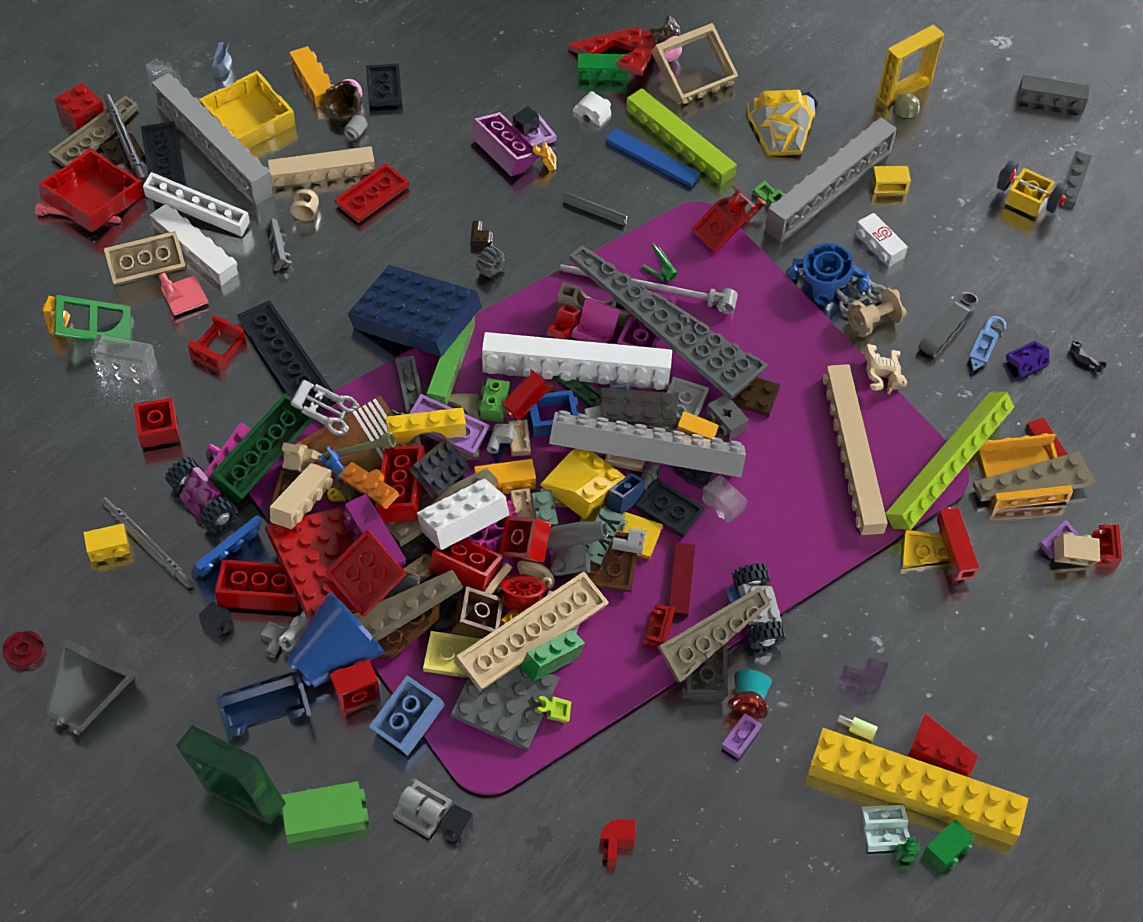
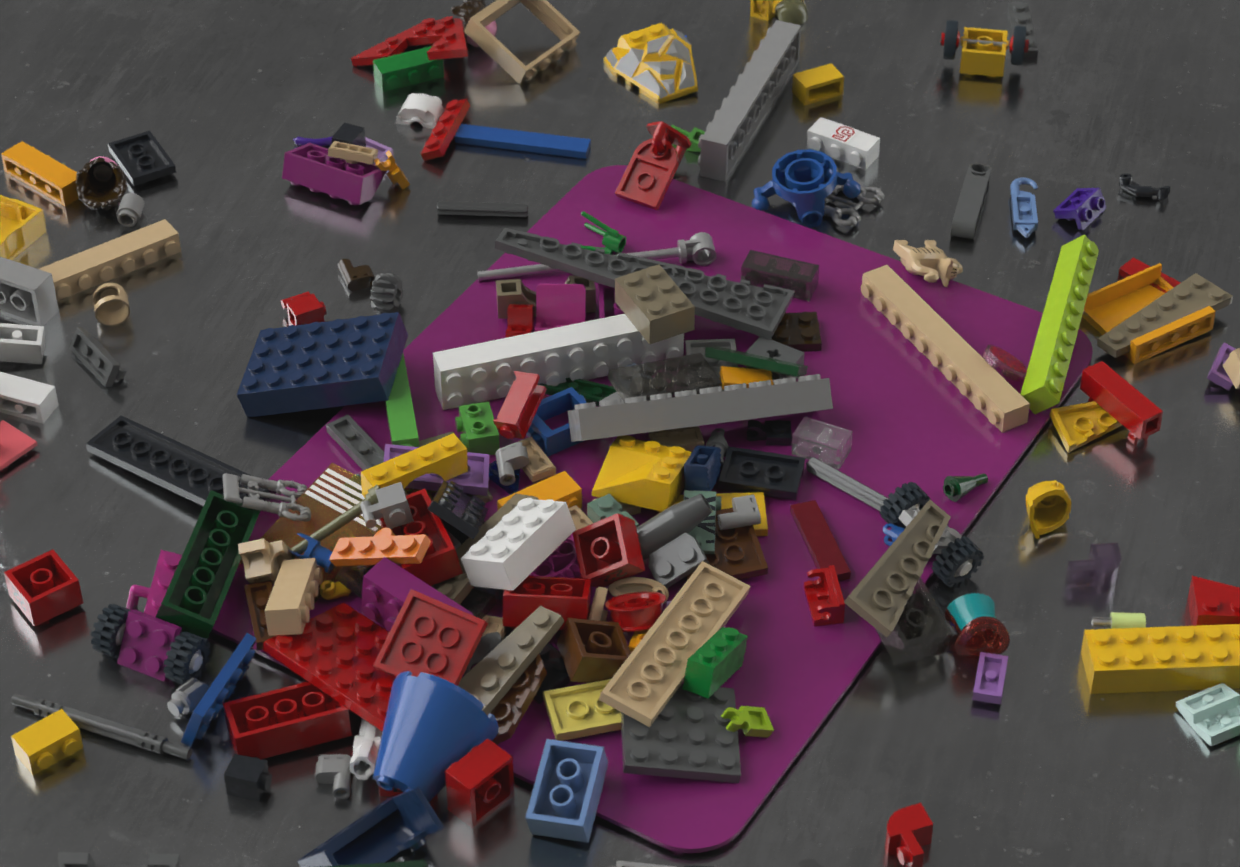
camera: 20 degrees left, 15 degrees down
(200, 351) = (75, 499): red window -> none
(208, 542) = (187, 697): none -> light grey arm
(372, 192) = (190, 270): red plate -> none
(390, 455) = (391, 506): none -> light grey brick
(430, 255) = (304, 309): none -> red brick
(511, 111) = (324, 142): none -> dark purple piece
(521, 134) = (352, 153): none -> tan plate
(602, 129) = (445, 129): none -> red plate
(653, 348) = (654, 304): none -> dark tan brick
(681, 137) = (547, 110): lime brick -> none
(709, 416) = (755, 361): none -> dark green tile
(725, 538) = (845, 483): none -> axle
(770, 343) = (781, 272): none -> clear smoke brick
(802, 571) = (958, 486): none -> dark green cone
(855, 612) = (1047, 507): none -> yellow helmet
(862, 317) = (872, 218): tan piece -> none
(891, 479) = (1008, 363): none -> clear pink tile

